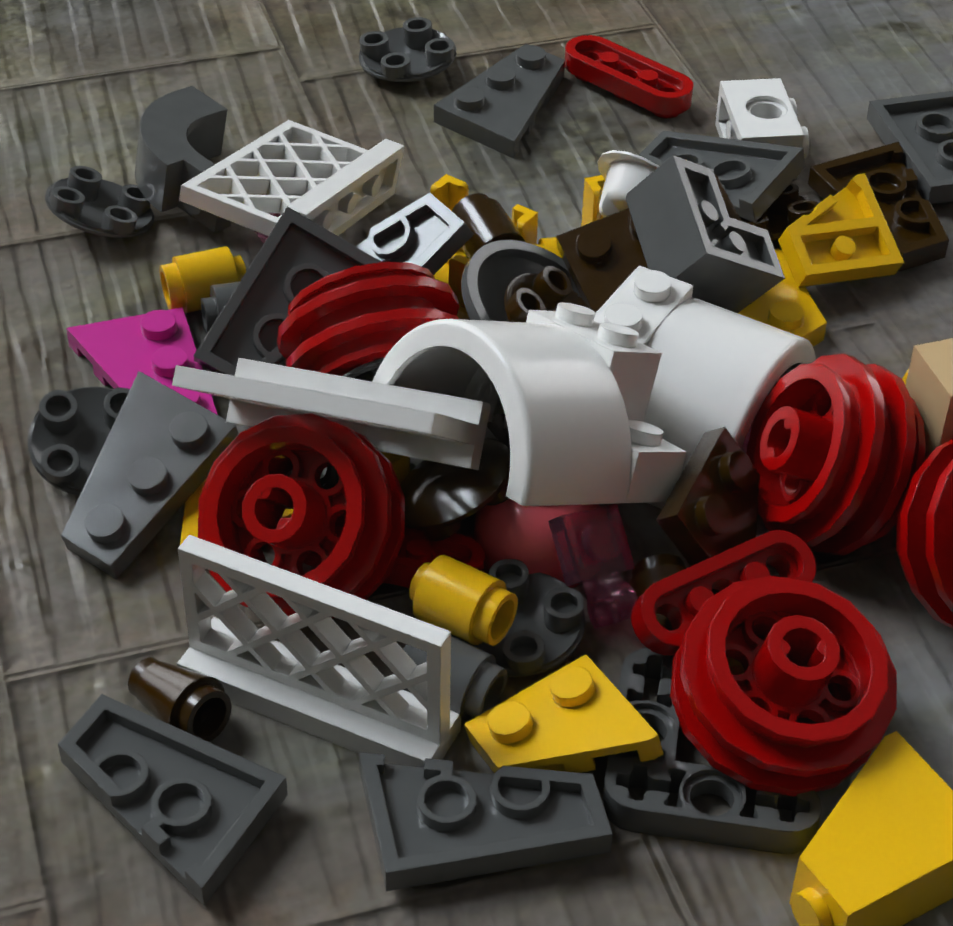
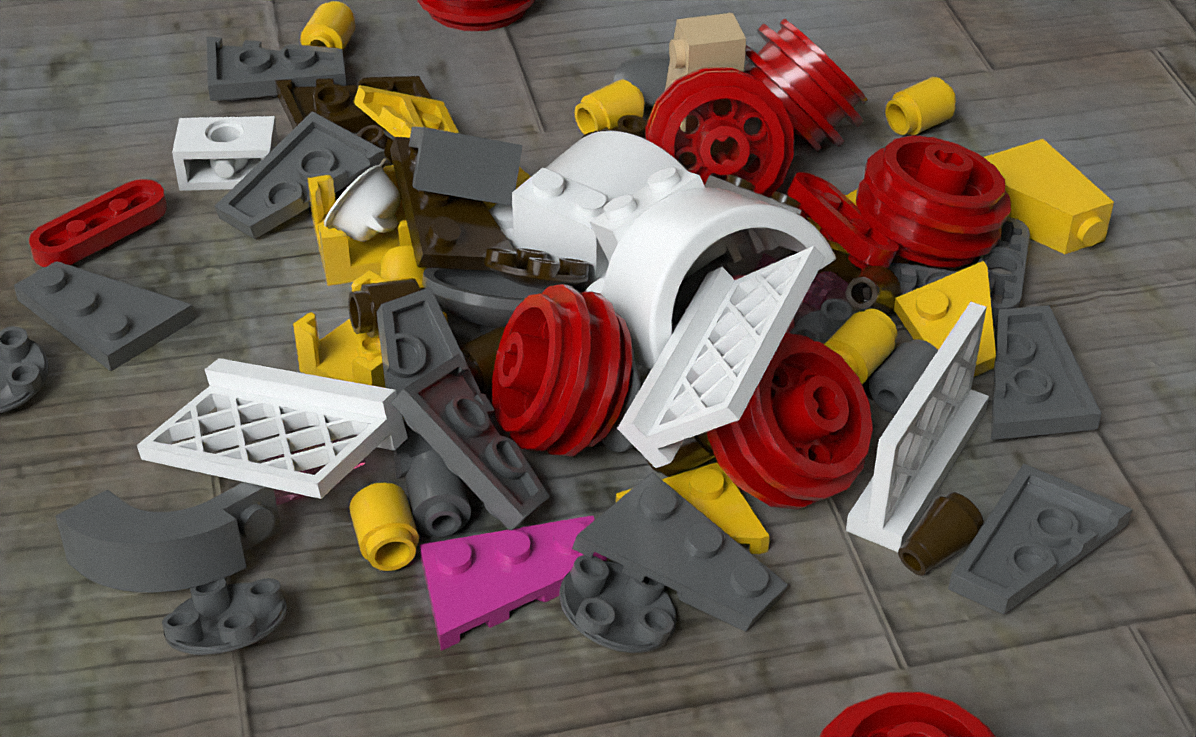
camera: 85 degrees left, 0 degrees up
(591, 626) = (884, 288): none -> dark brown cone

